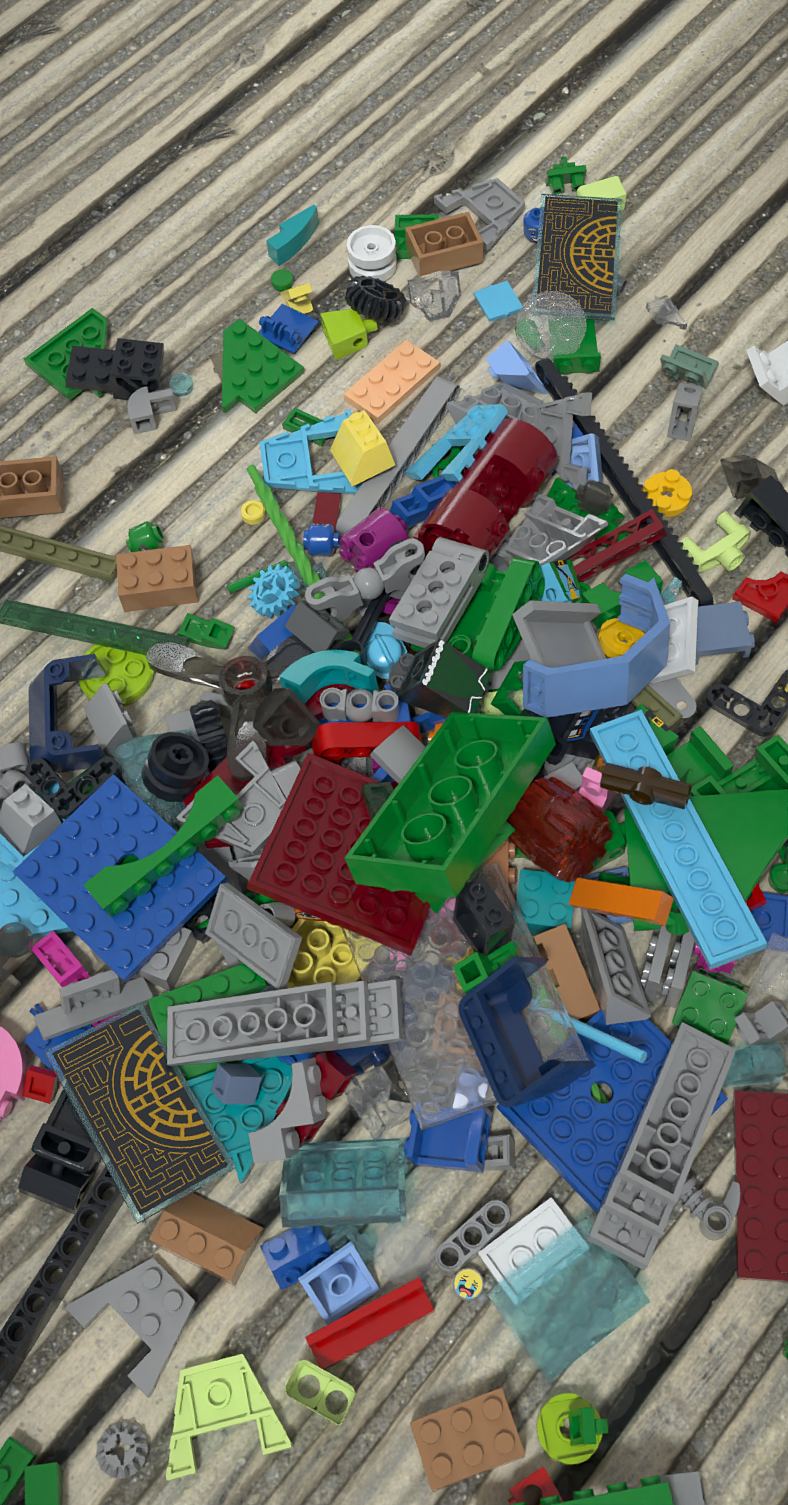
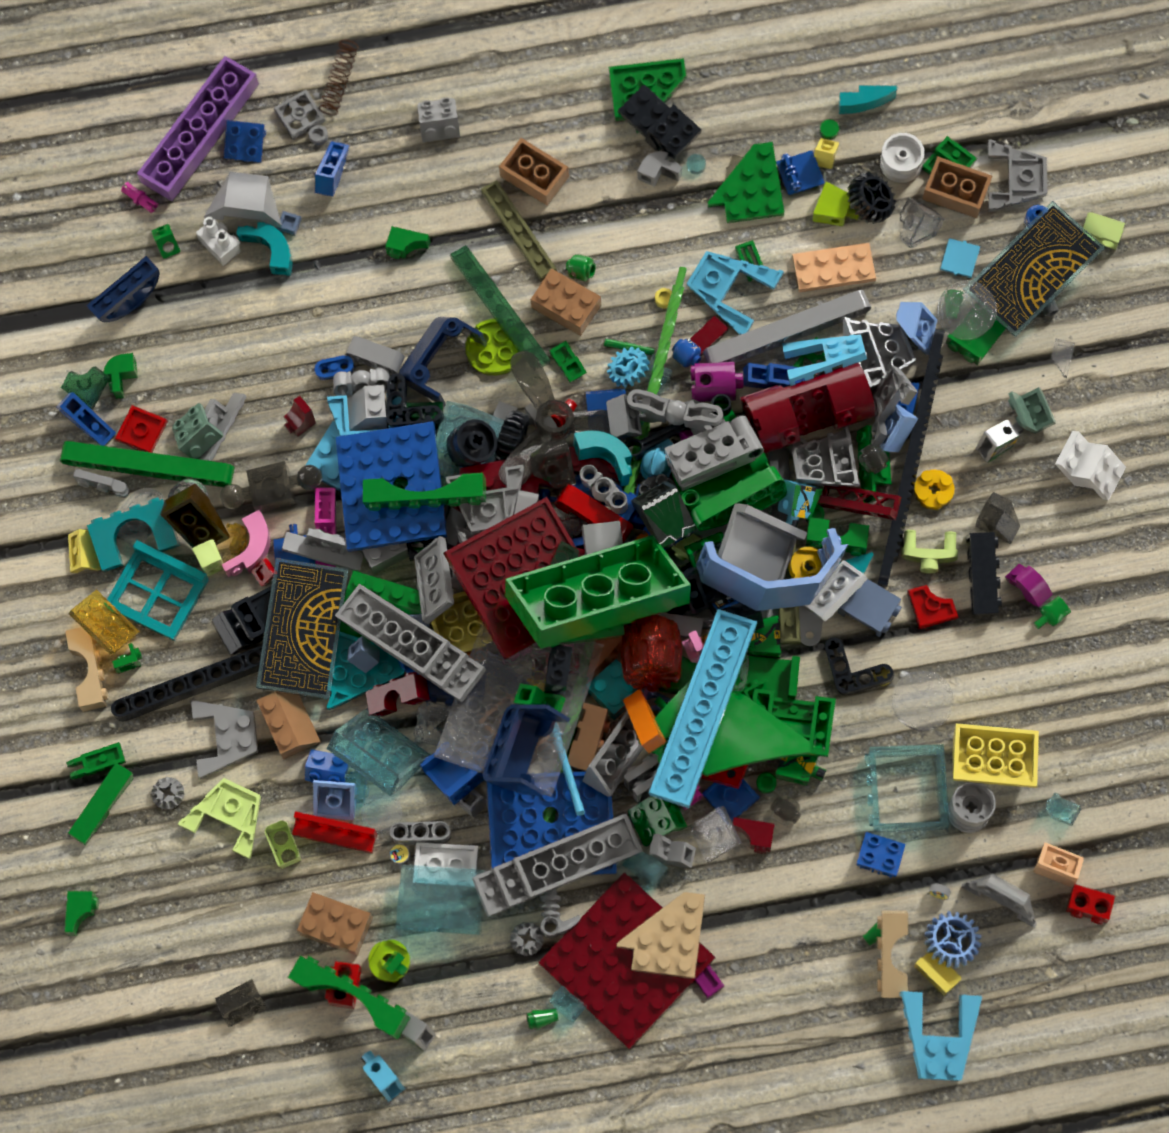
camera: 40 degrees right, 10 degrees up
(109, 719) = (461, 381): light grey slope -> none
(303, 1107) = (384, 695): light grey arch -> none
(360, 449) = (762, 308): light yellow slope -> none
(565, 174) = (1103, 197): green hips -> none
(645, 785) = (710, 668): dark brown piece -> none
(672, 592) = (863, 560): clear tile -> none
(694, 1273) = (532, 946): none -> light grey gear

